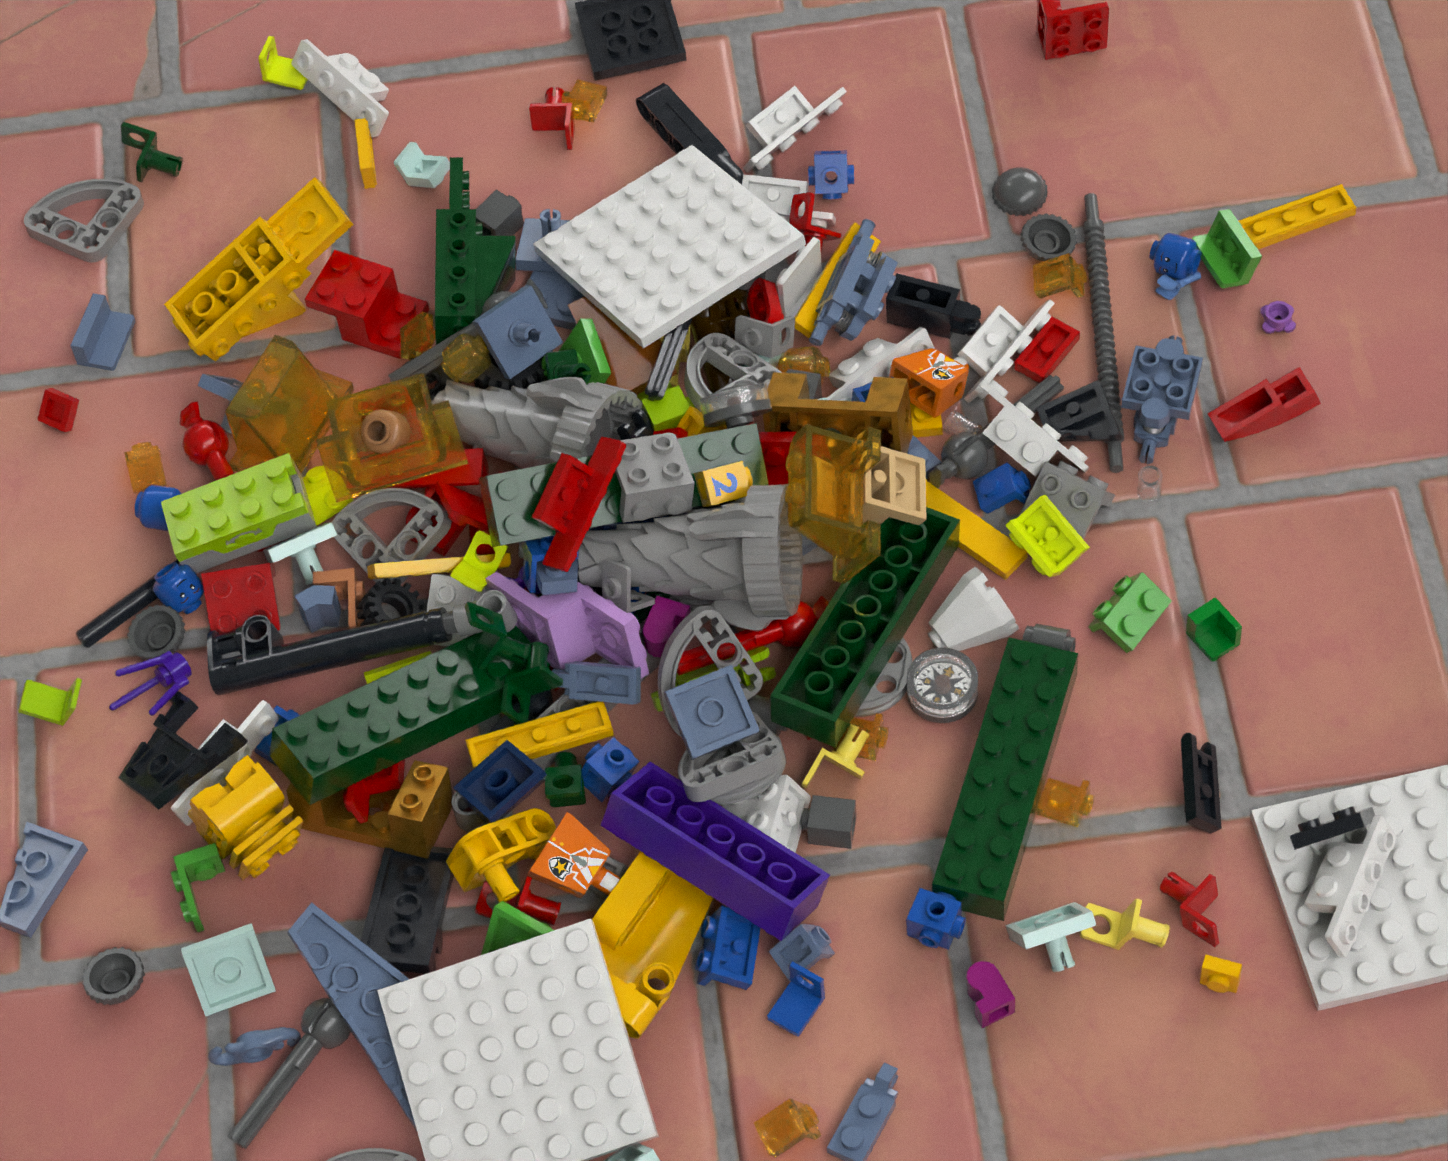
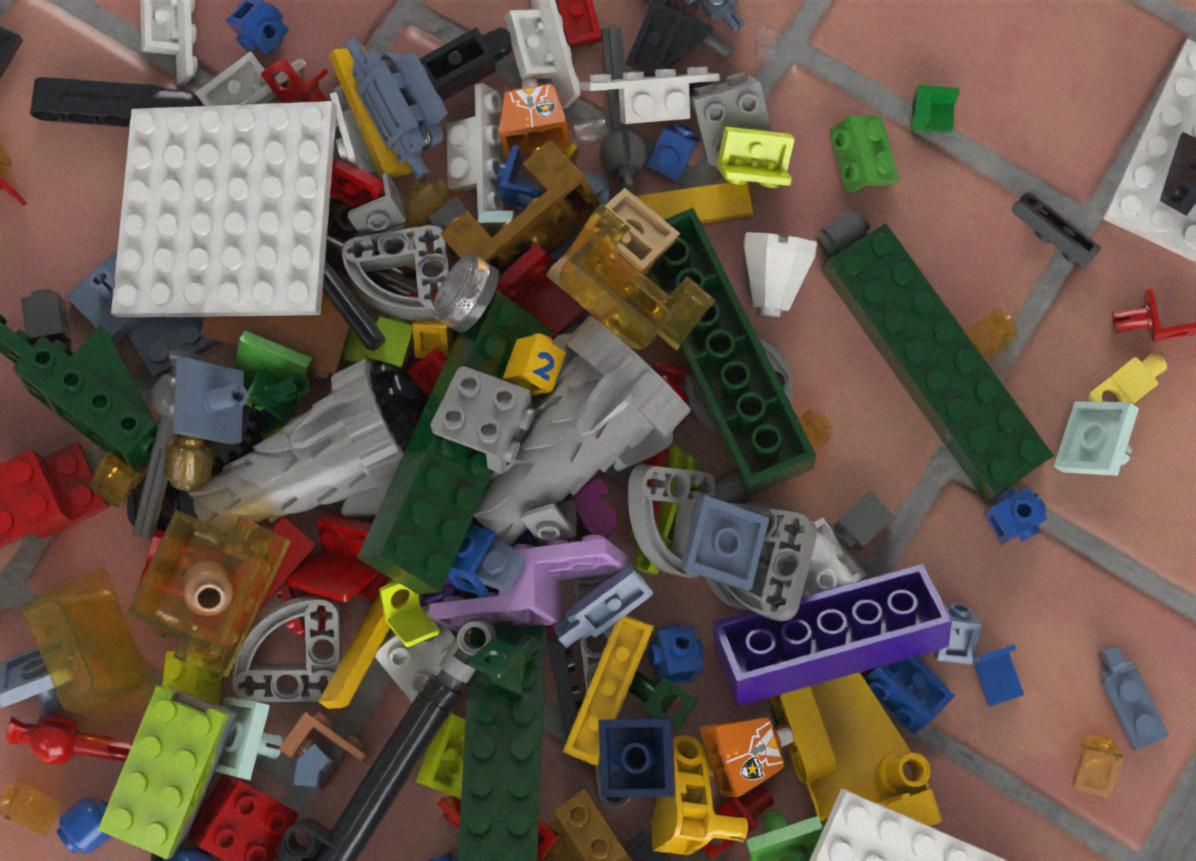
camera: 60 degrees left, 20 degrees up
(391, 594) = (365, 729): black tyre -> none
(532, 680) = (556, 652): dark green bracket -> none
(574, 498) = (463, 498): red bracket -> none
(843, 756) = (806, 481): light yellow bracket -> none
(942, 685) = (816, 341): clear piece -> none
(990, 993) = (1107, 525): magenta leg -> none

